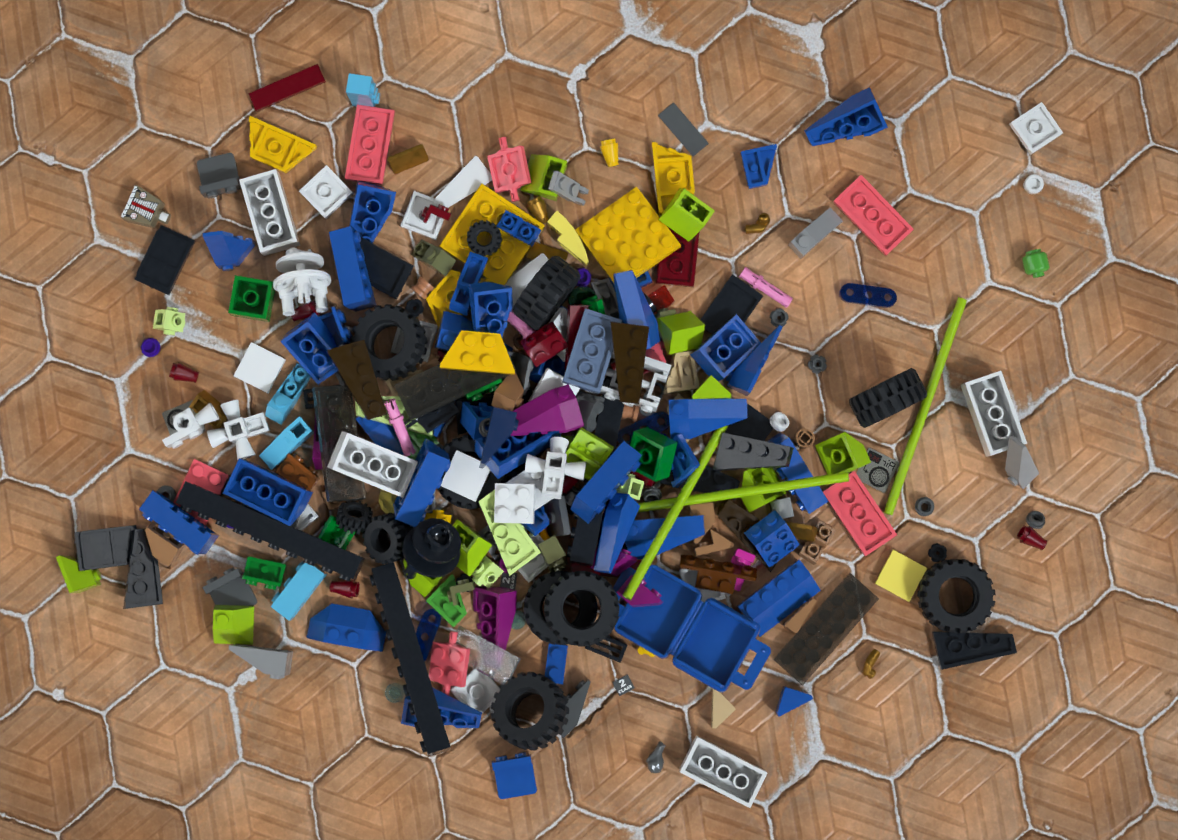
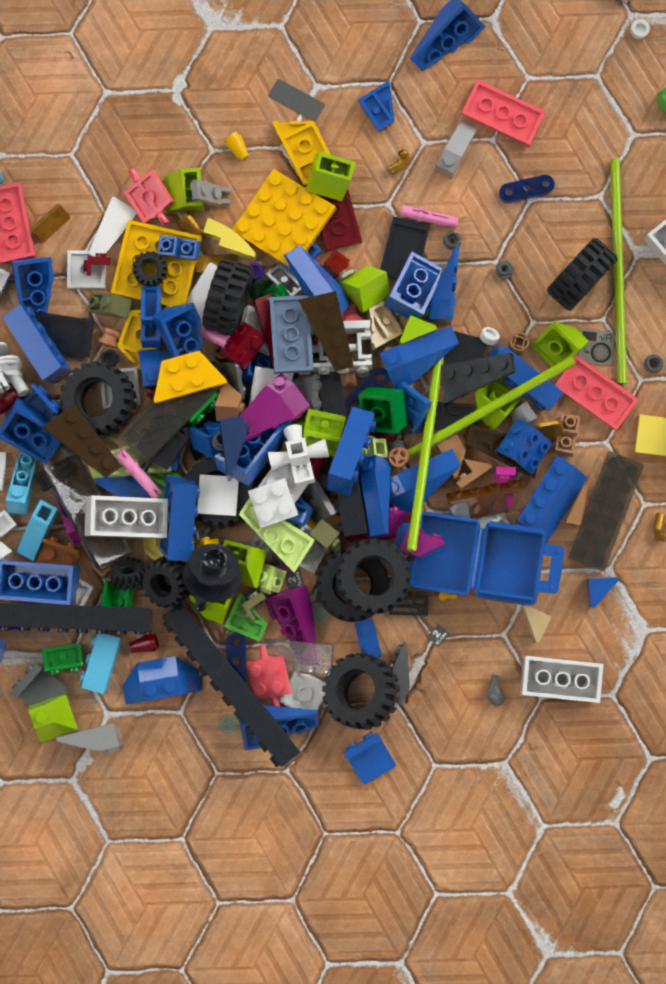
camera: 20 degrees left, 0 degrees up
(647, 502) = (395, 456): none -> nougat wheel

